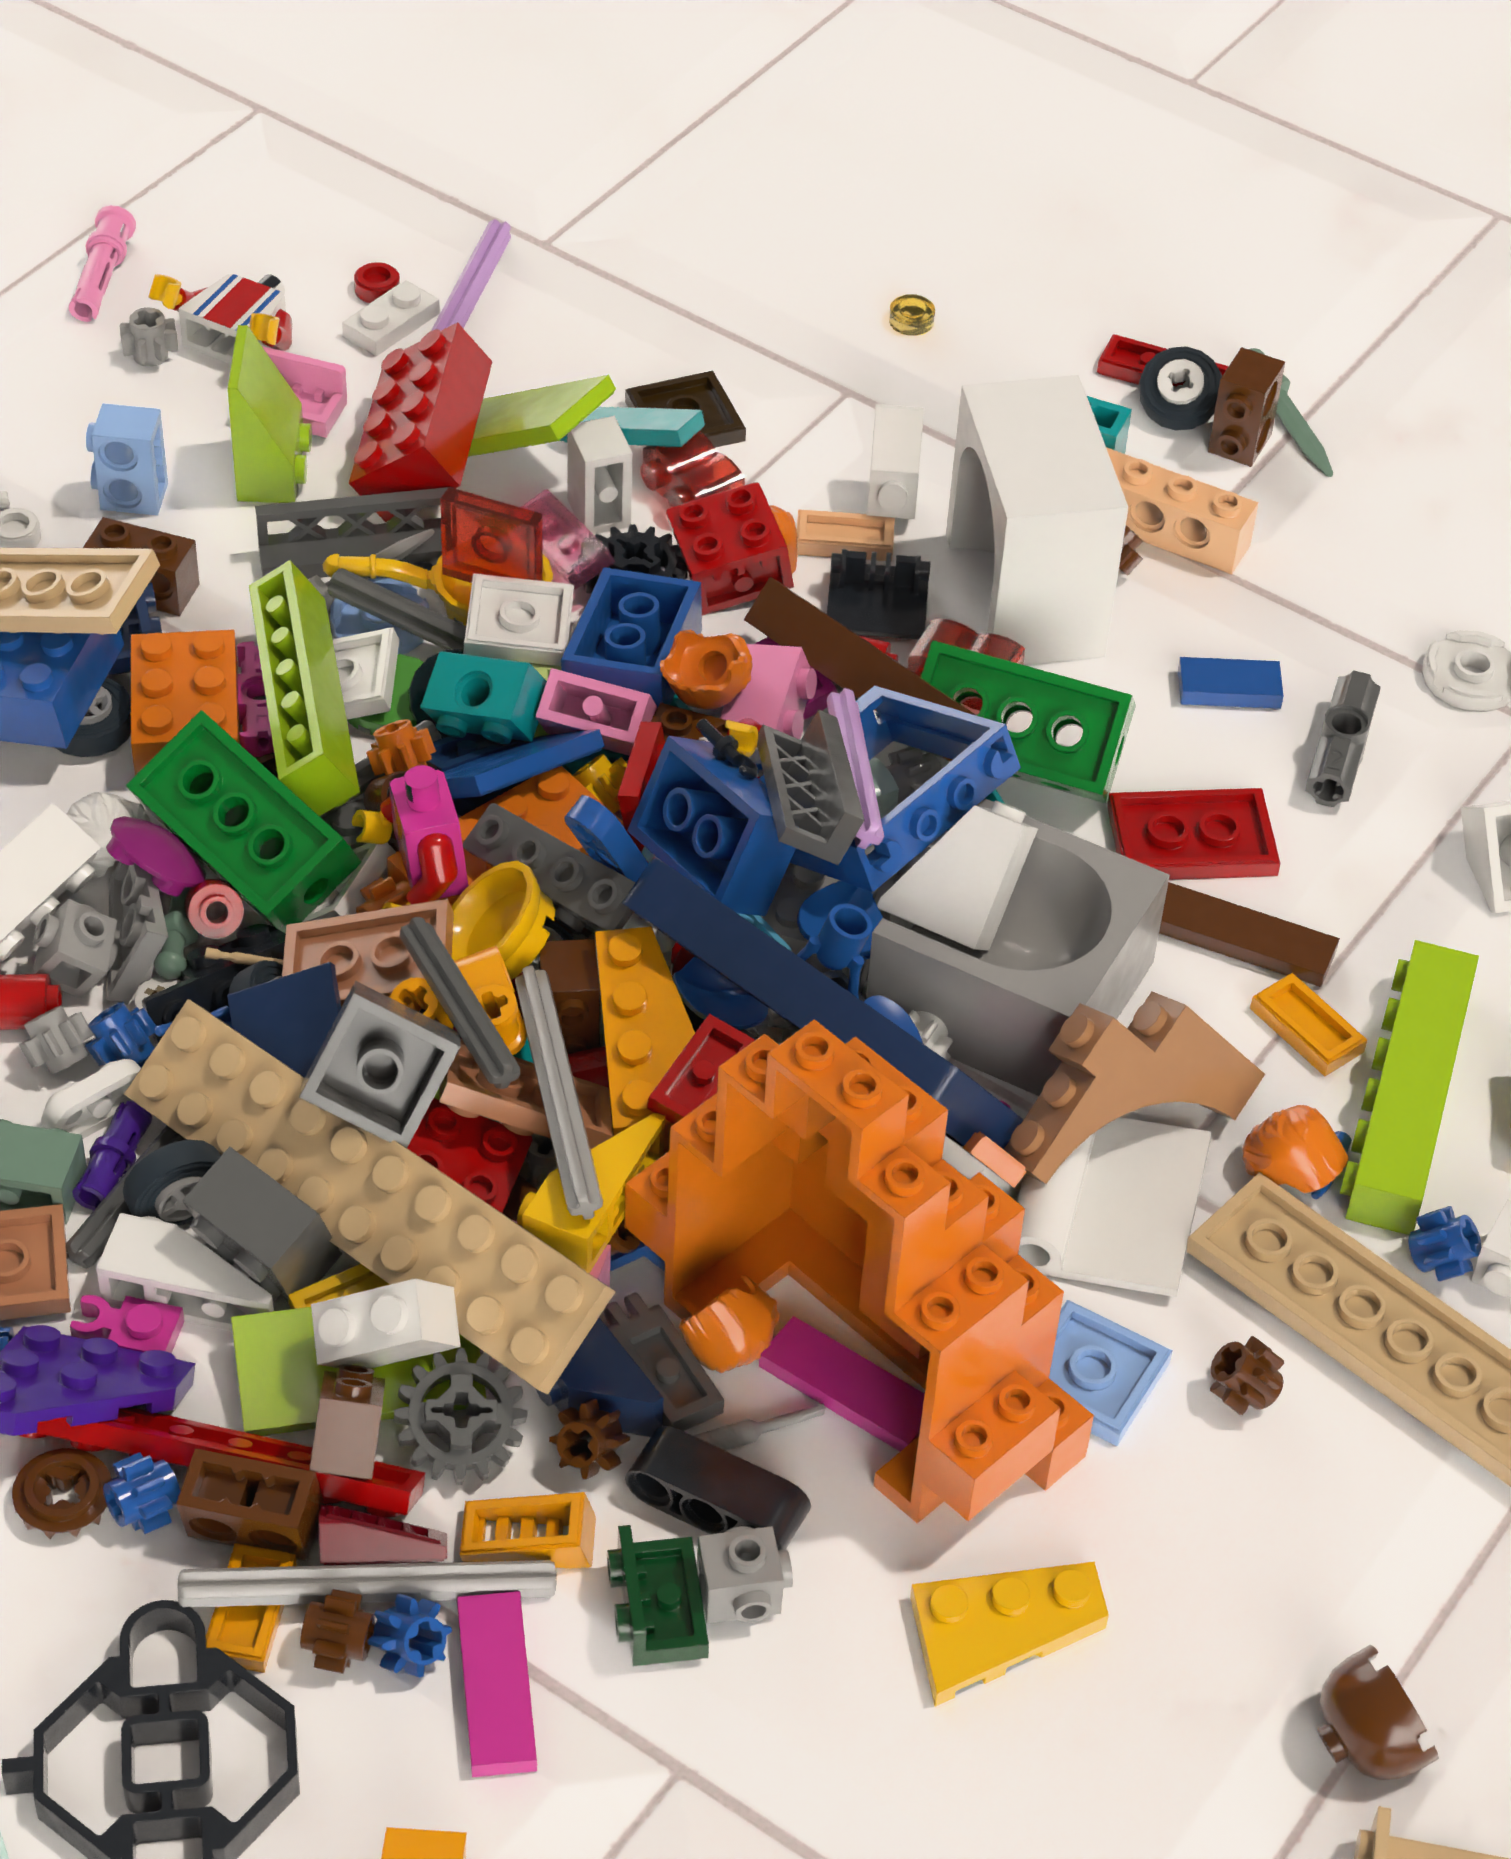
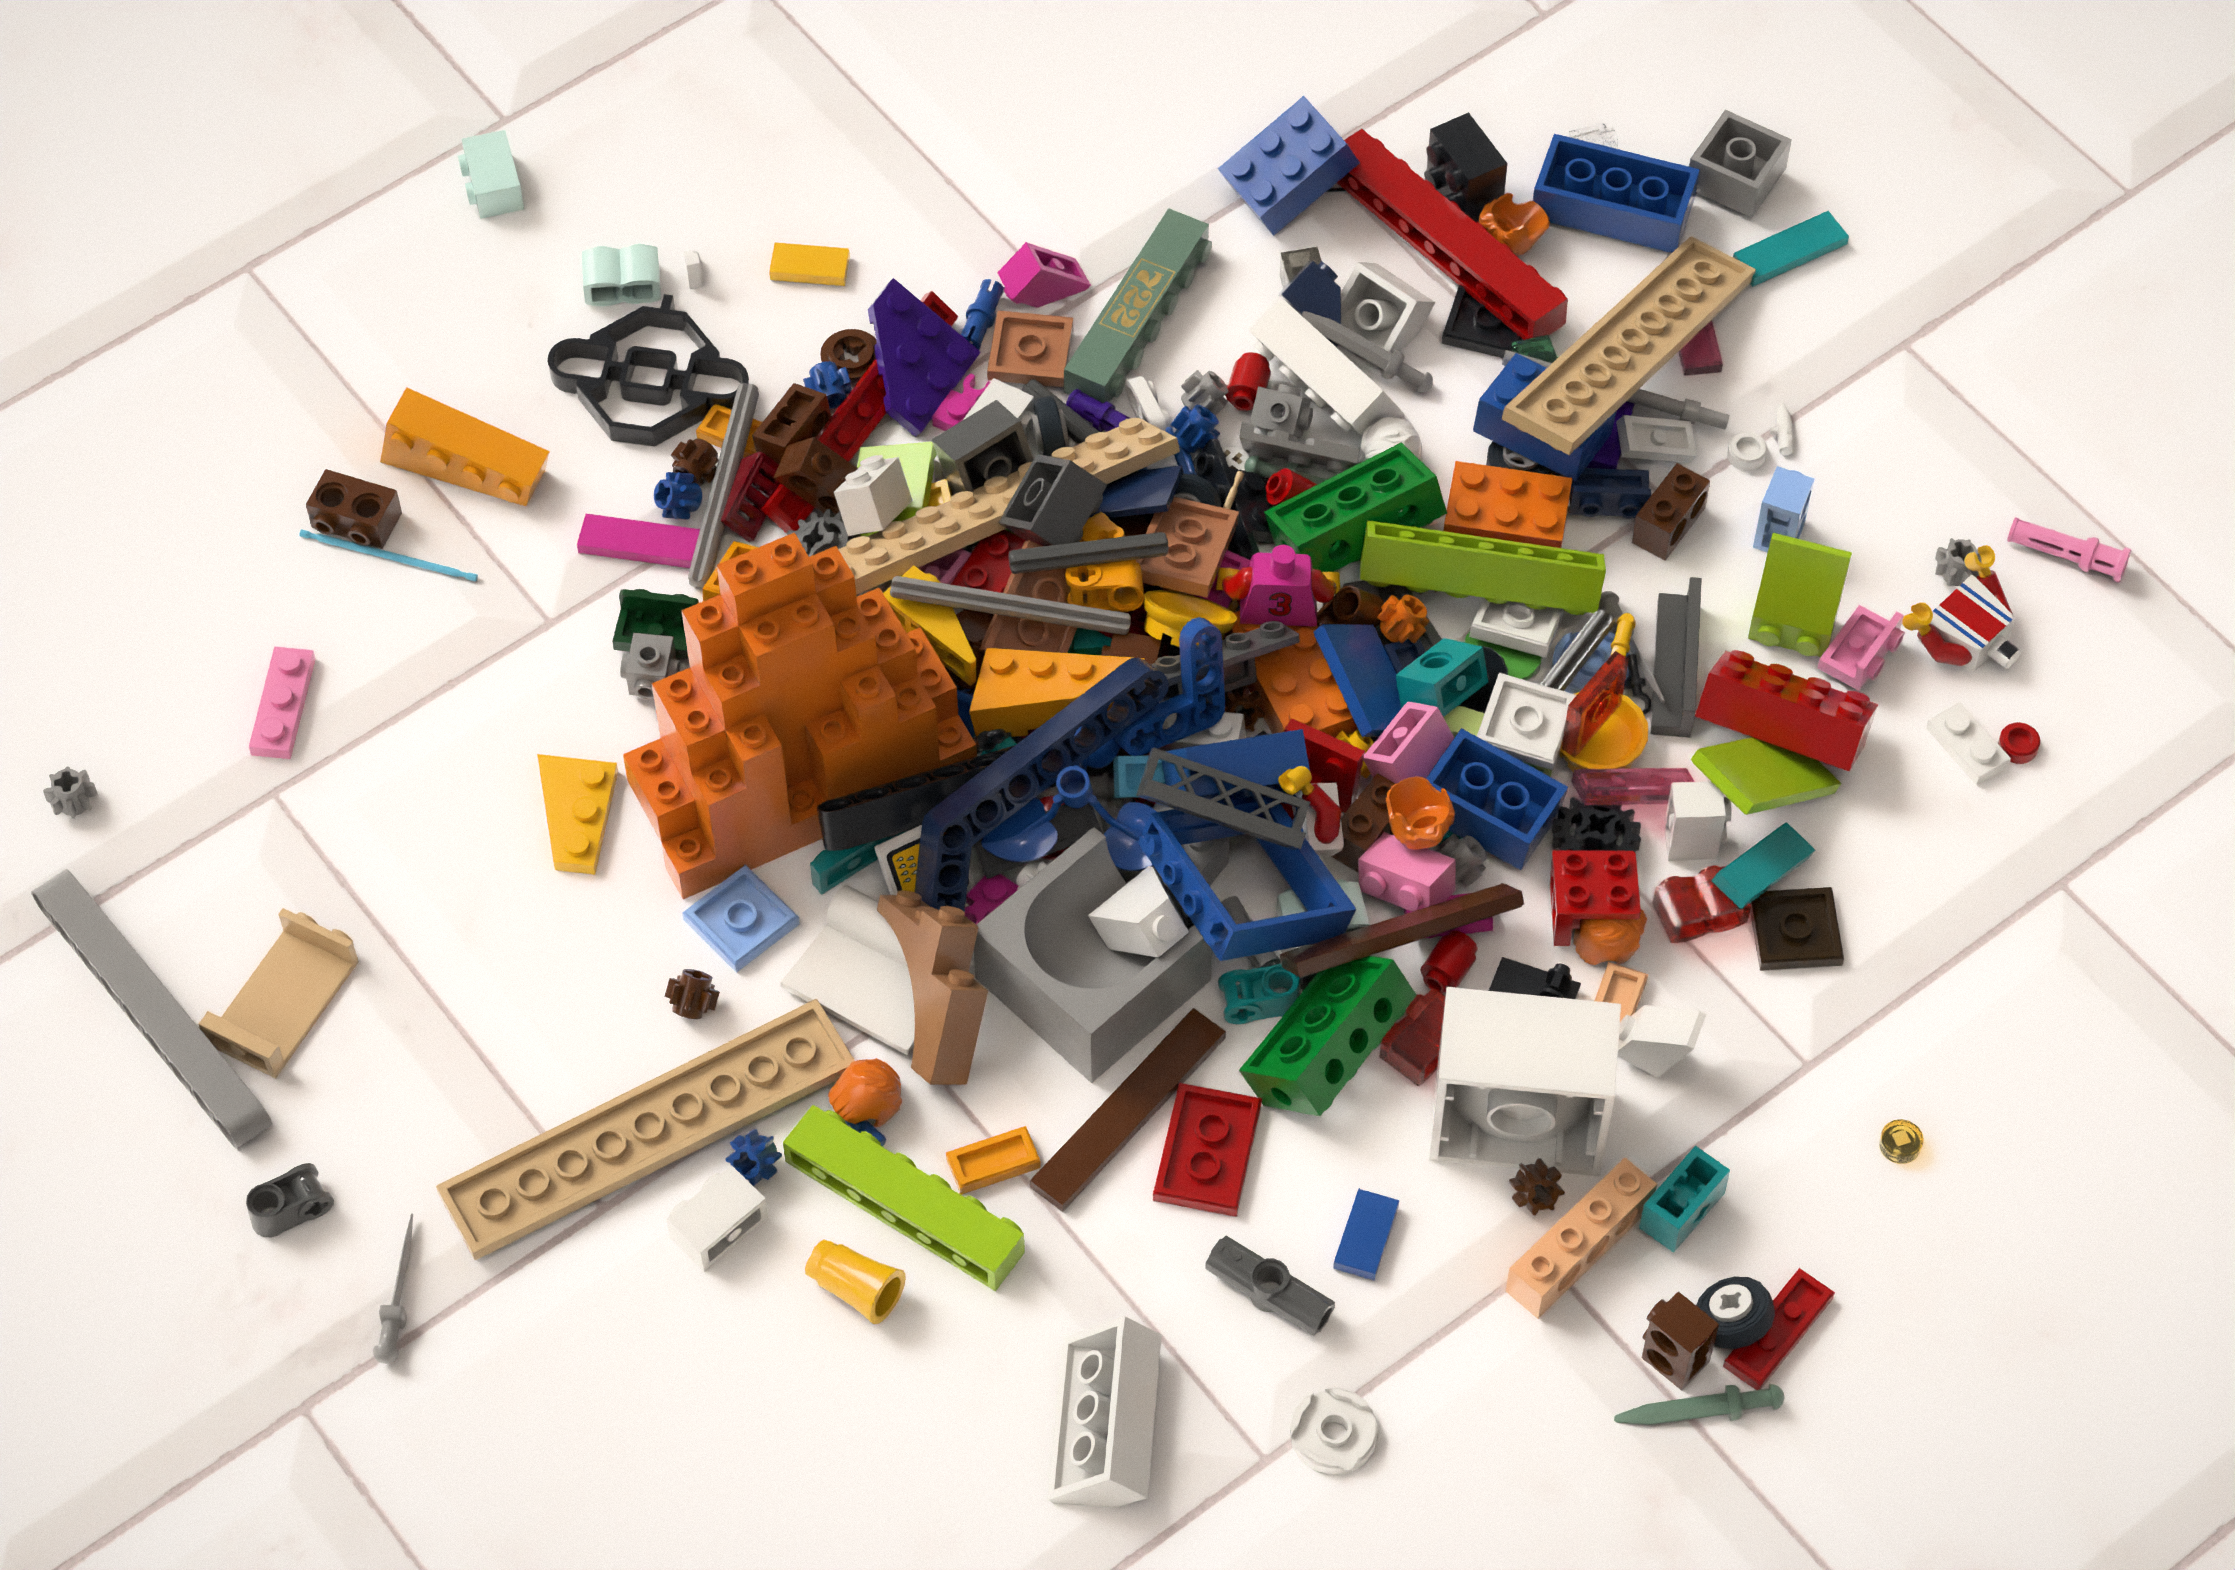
camera: 110 degrees right, 10 degrees up
(157, 853) = (1334, 448): magenta dish -> none
(475, 275) = (1988, 802): lavender axle -> none
(695, 1071) = (993, 688): red plate -> none
(726, 749) = (1281, 763): black hand -> none
(847, 712) = (1242, 842): lavender axle -> none
(995, 1158) = (897, 871): tile -> none
(1371, 1720) = (415, 973): reddish brown cylinder -> none

